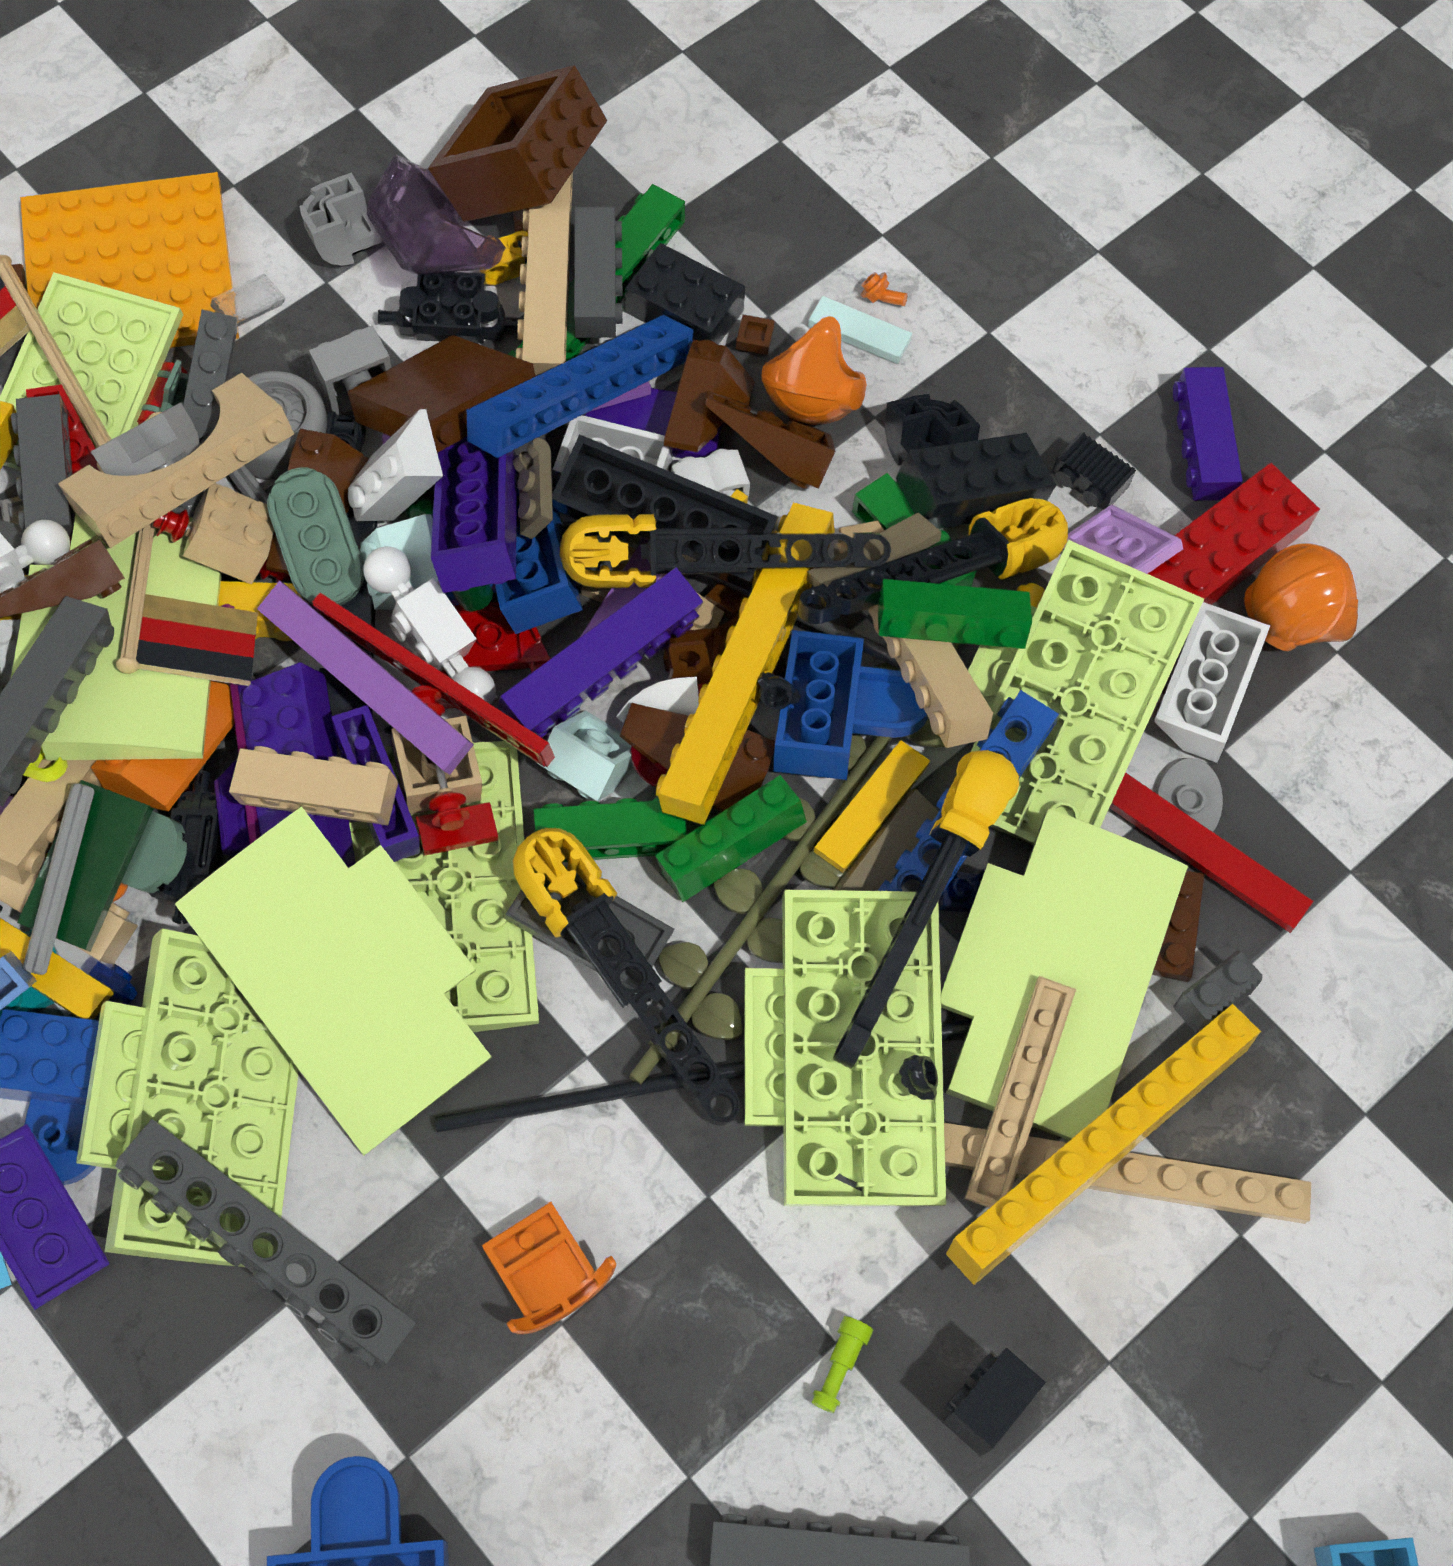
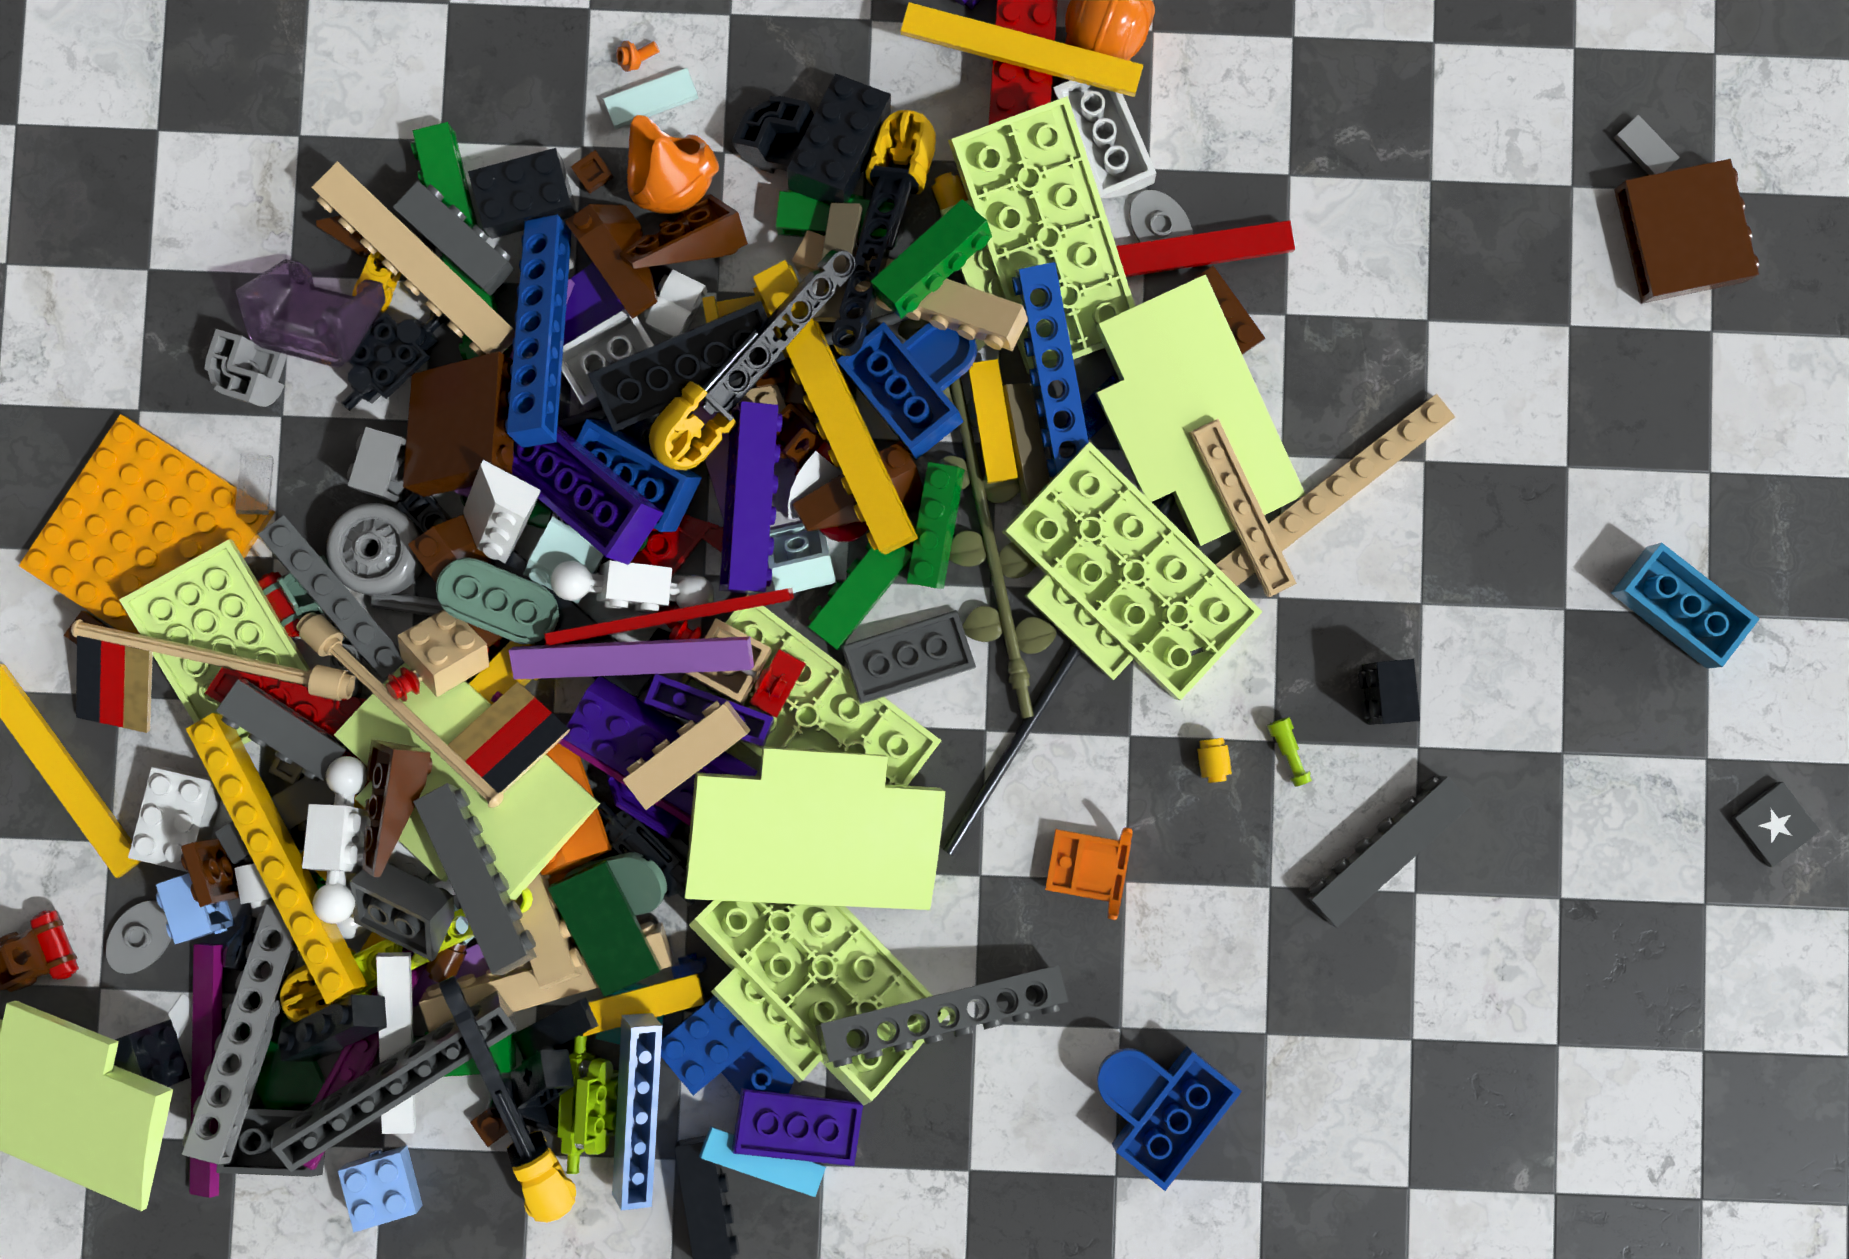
camera: 45 degrees left, 20 degrees up
(58, 879) = (601, 952): light grey axle -> none
(125, 504) = (372, 707): tan arch -> none
(150, 445) = (339, 656): light grey brick -> none
(518, 144) = (343, 205): reddish brown window -> none
(534, 487) = (593, 433): dark tan plate -> none
(590, 924) = (919, 658): black piece -> none
(761, 1294) = (1214, 760): none -> yellow brick
(776, 691) = (875, 413): black piece -> none
(920, 1076) = (1185, 558): black piece -> none
(972, 804) = (1067, 377): piece -> none
(1093, 471) = (895, 57): black brick -> none
(1101, 1145) = (1315, 489): yellow brick -> none
(1126, 539) = (967, 93): lavender tile -> none
(1205, 550) = (1021, 49): none -> yellow tile
(1218, 990) = (1289, 332): dark grey brick -> none

